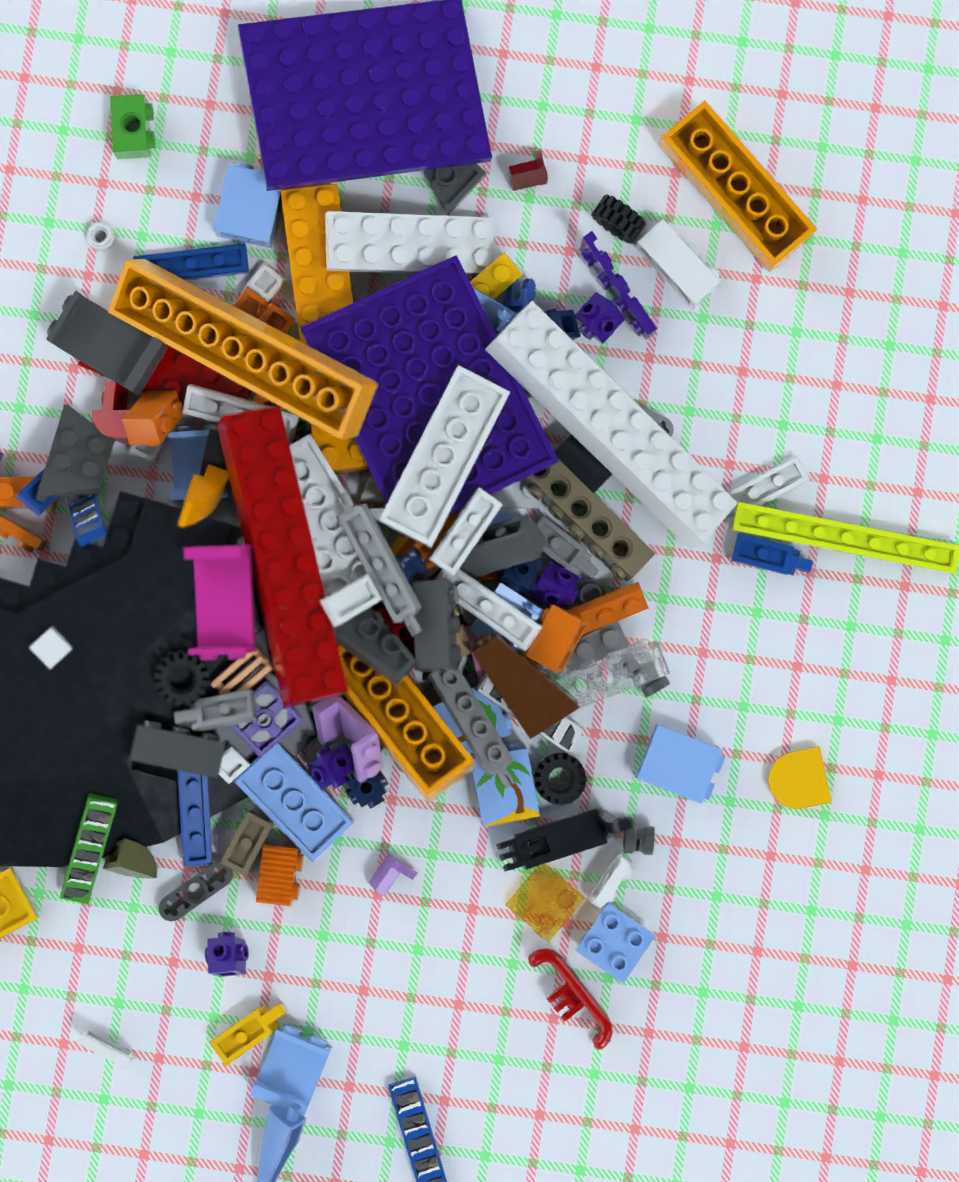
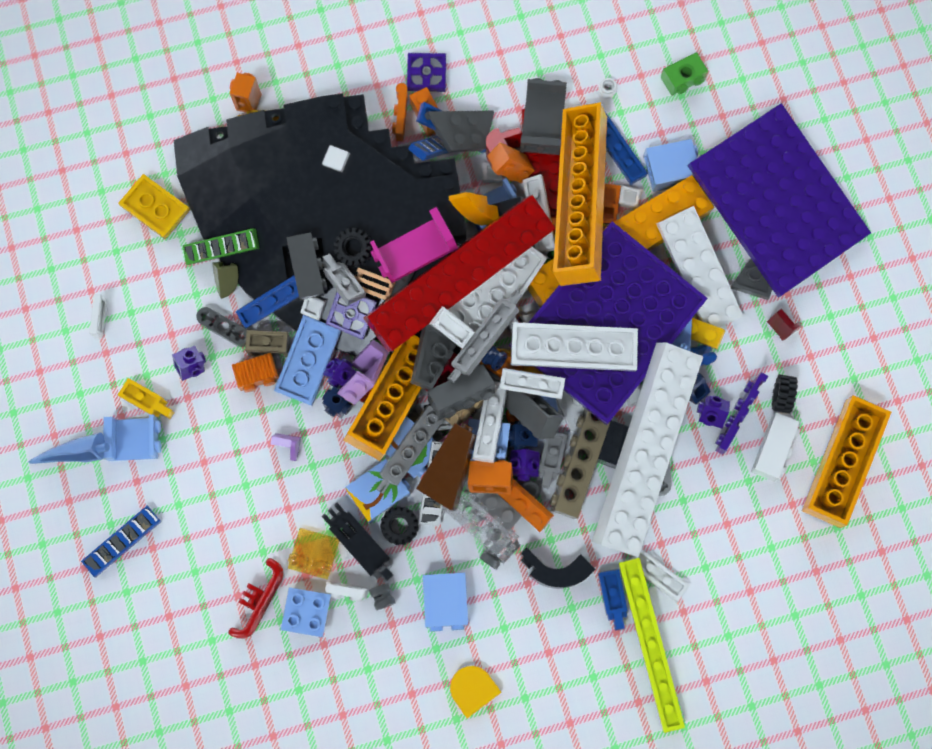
camera: 65 degrees right, 10 degrees down
(719, 602) = (557, 578): none -> black arch

